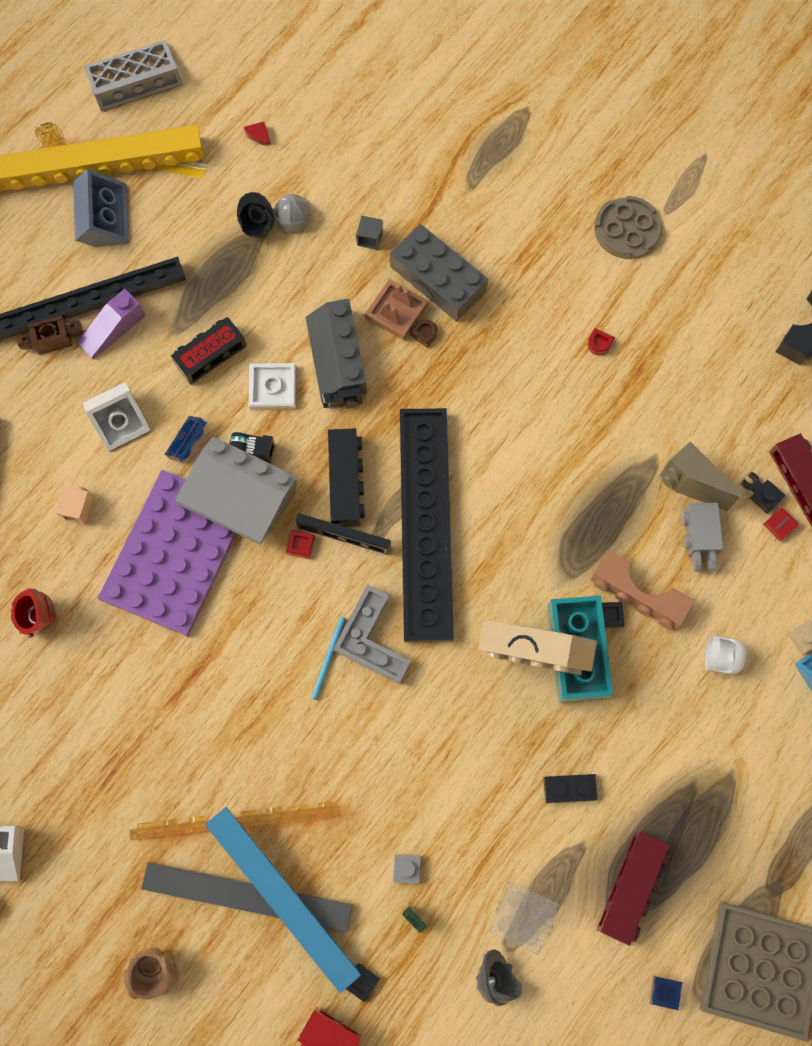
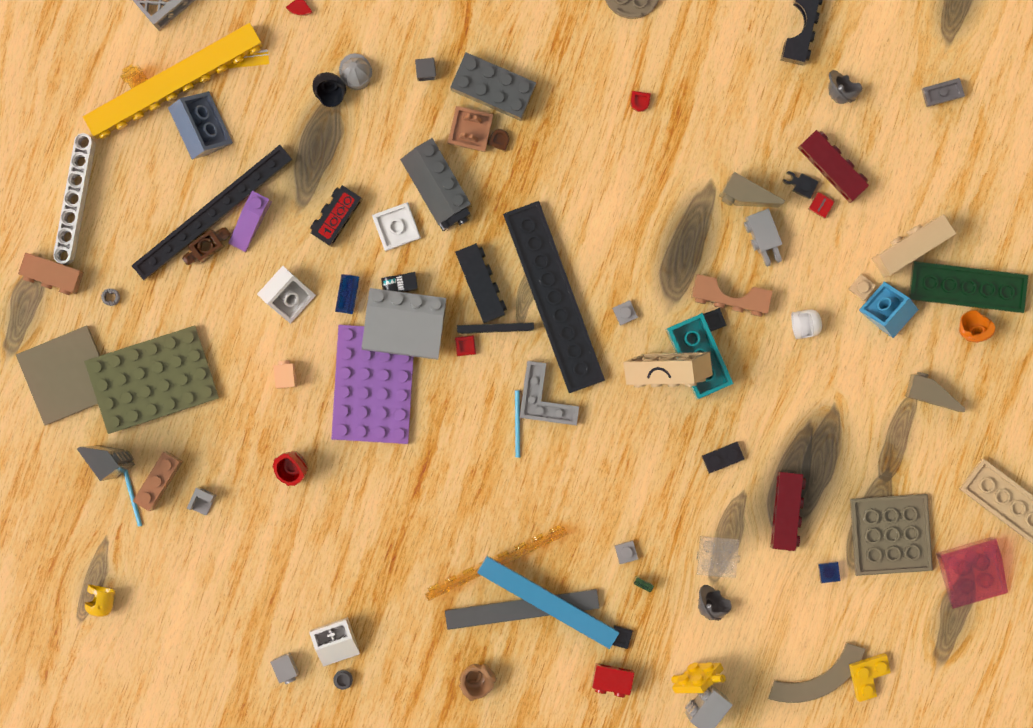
camera: 20 degrees left, 15 degrees up
(504, 570) = (625, 312): none -> light grey plate

